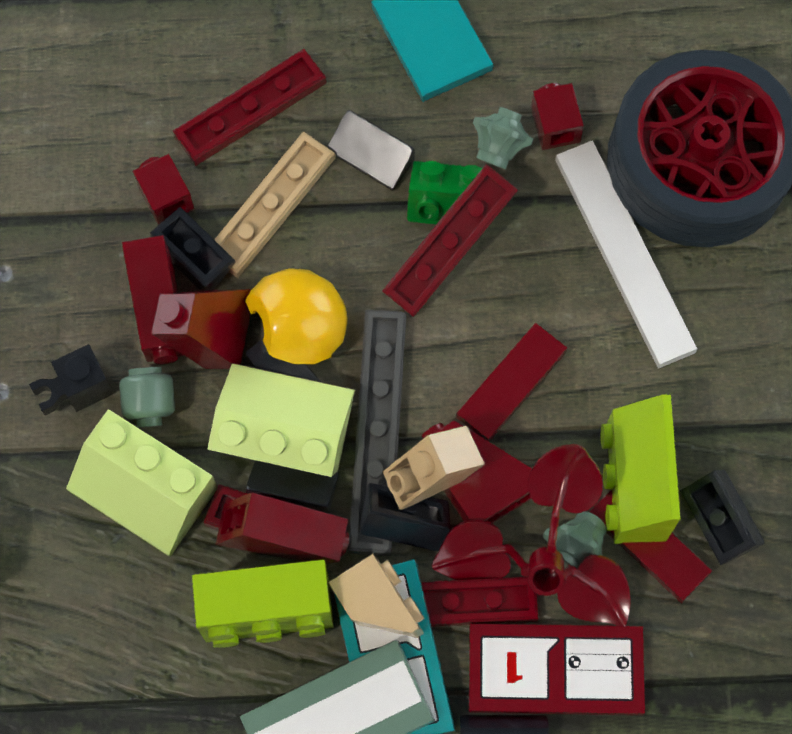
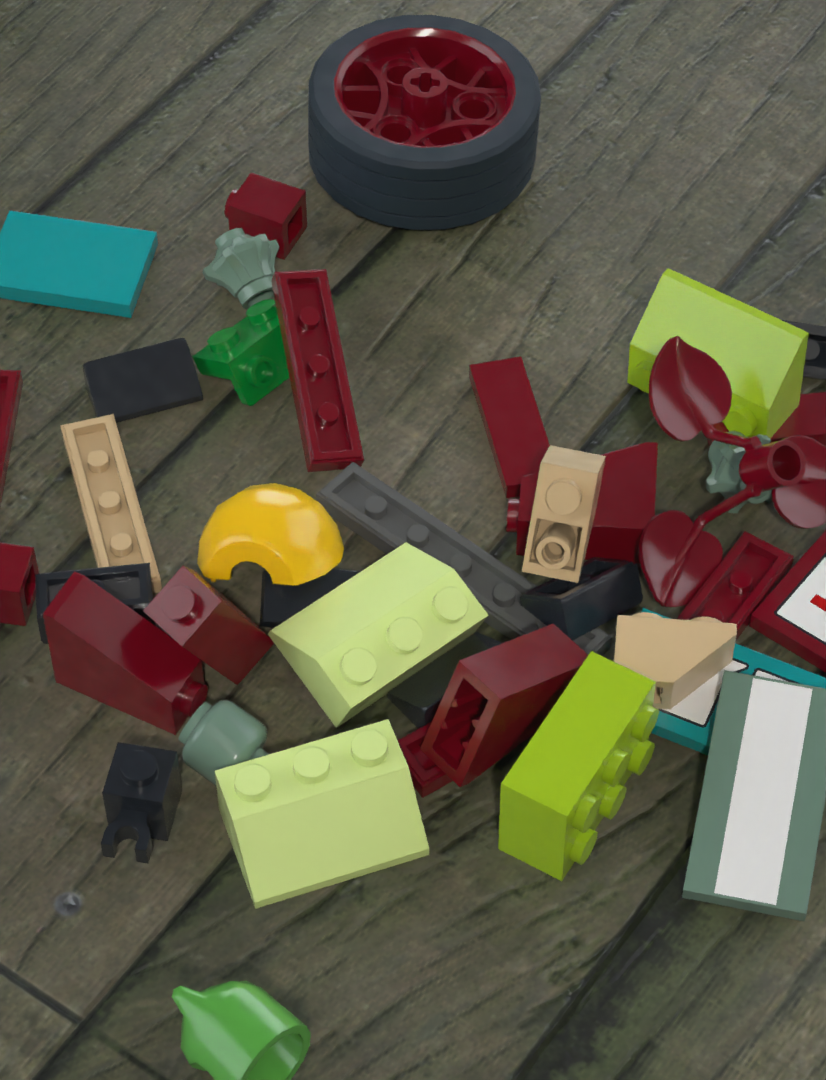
camera: 55 degrees left, 20 degrees down
(626, 255) = (462, 259): white tile -> none

